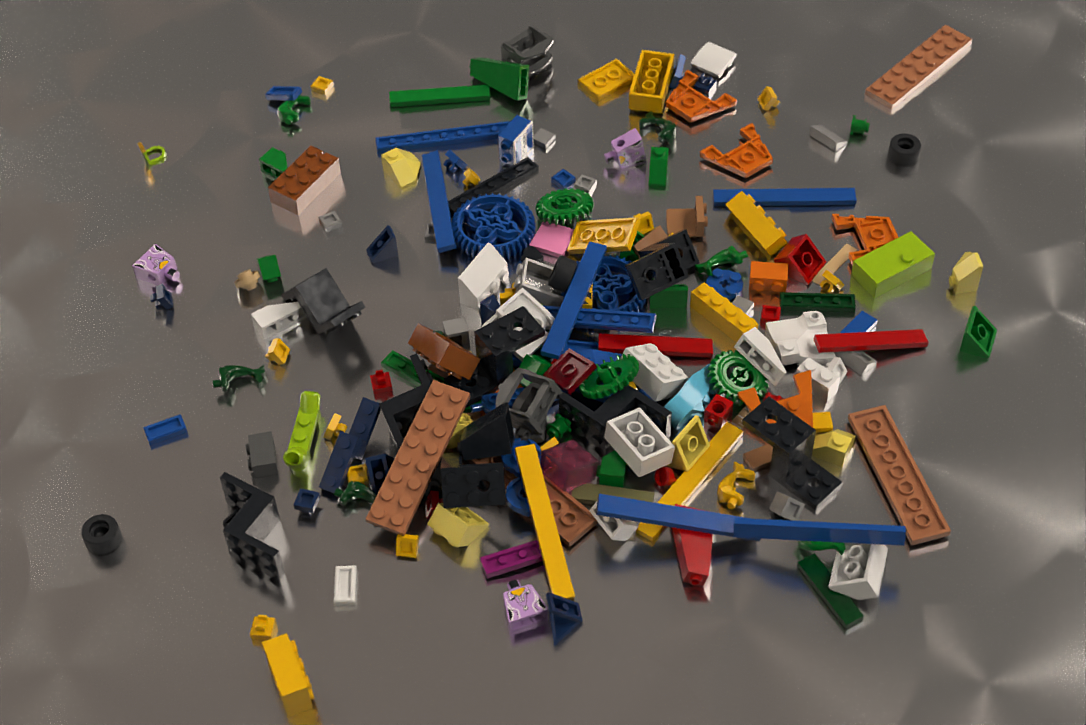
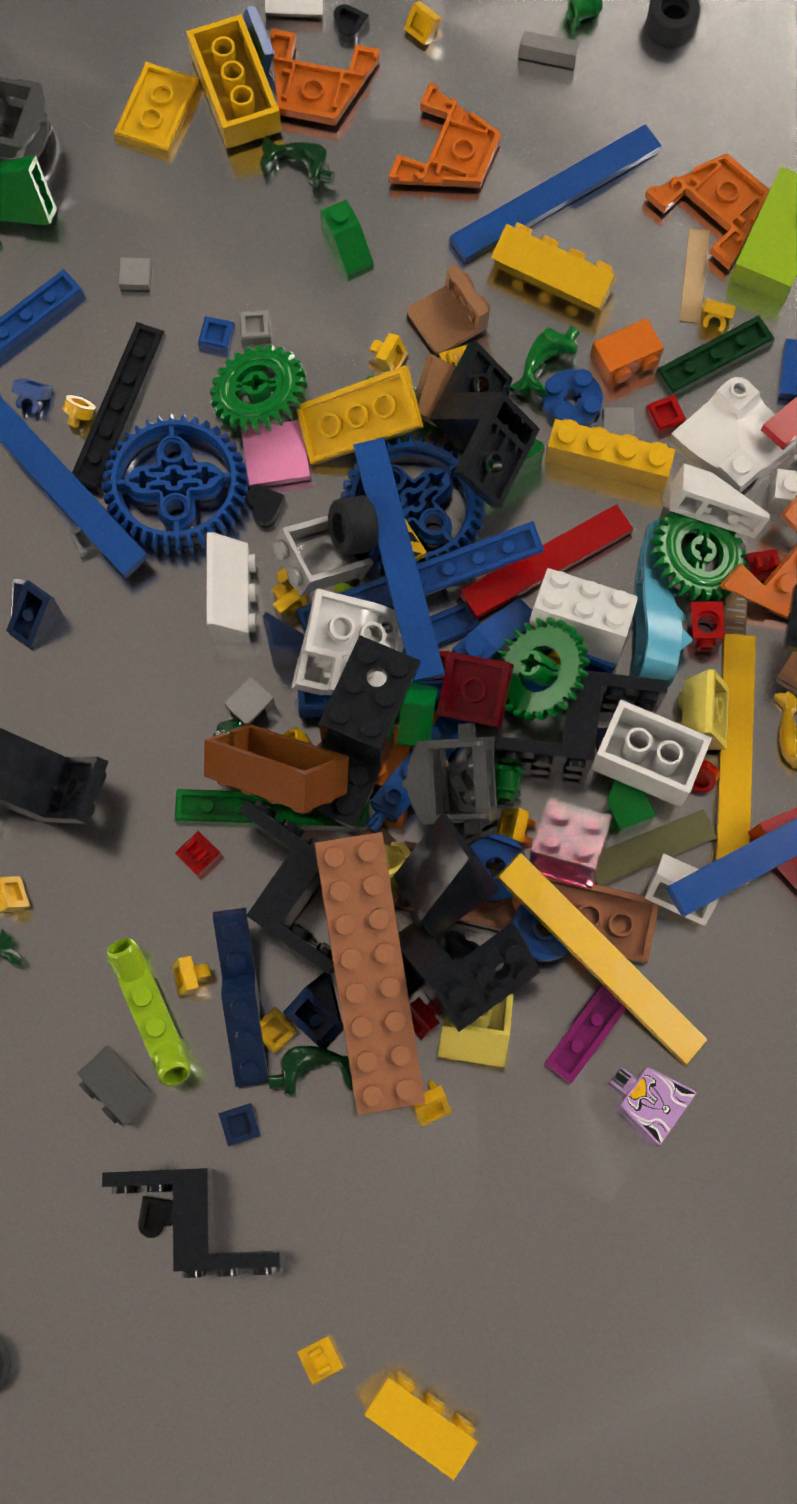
camera: 35 degrees left, 25 degrees up
(345, 585) = (385, 1218): white tile -> none
(515, 140) = (106, 308): piece -> none
(562, 616) = (713, 1081): dark blue slope -> none
(627, 150) = (283, 233): lavender torso -> none
(705, 85) = (311, 43): dark blue tile -> none
(731, 85) = (349, 22): none -> black tile
(802, 259) = (651, 292): red slope -> none

